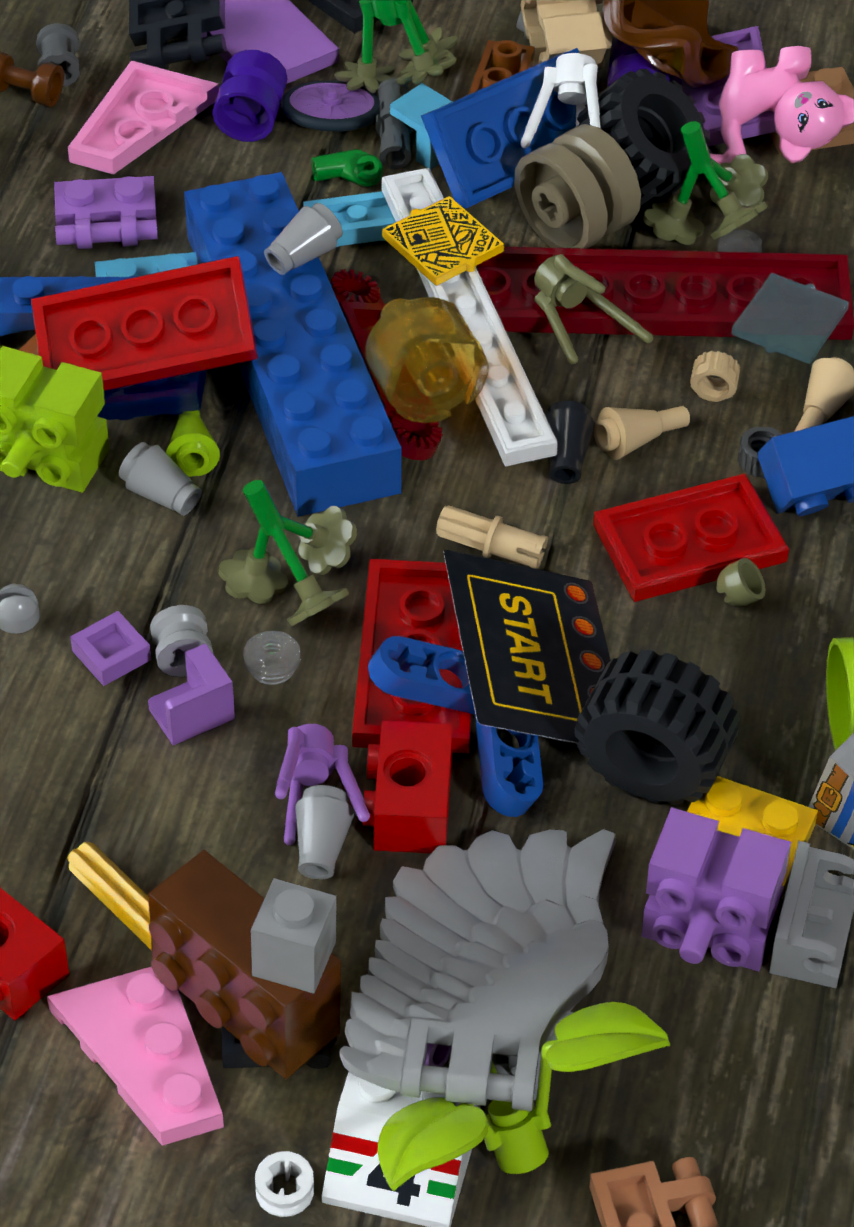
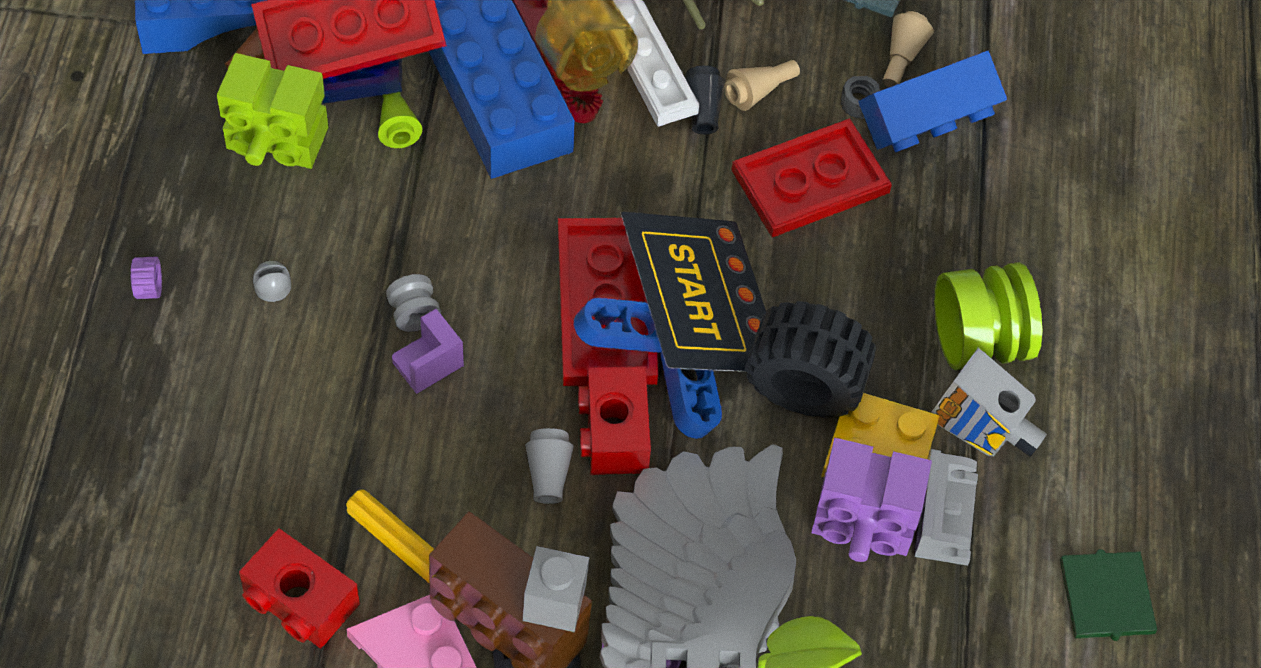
camera: 10 degrees left, 10 degrees up
(110, 648) = (355, 313): medium lavender plate -> none
(158, 478) = (375, 155): light grey cone -> none
(272, 656) = (488, 320): clear plate -> none
(309, 762) = (532, 406): medium lavender plant -> none
(323, 544) = (517, 203): olive plant -> none
(491, 536) = (652, 189): tan axle -> none
(719, 365) = (816, 31): tan axle -> none
(741, 583) = (857, 218): olive hinge -> none

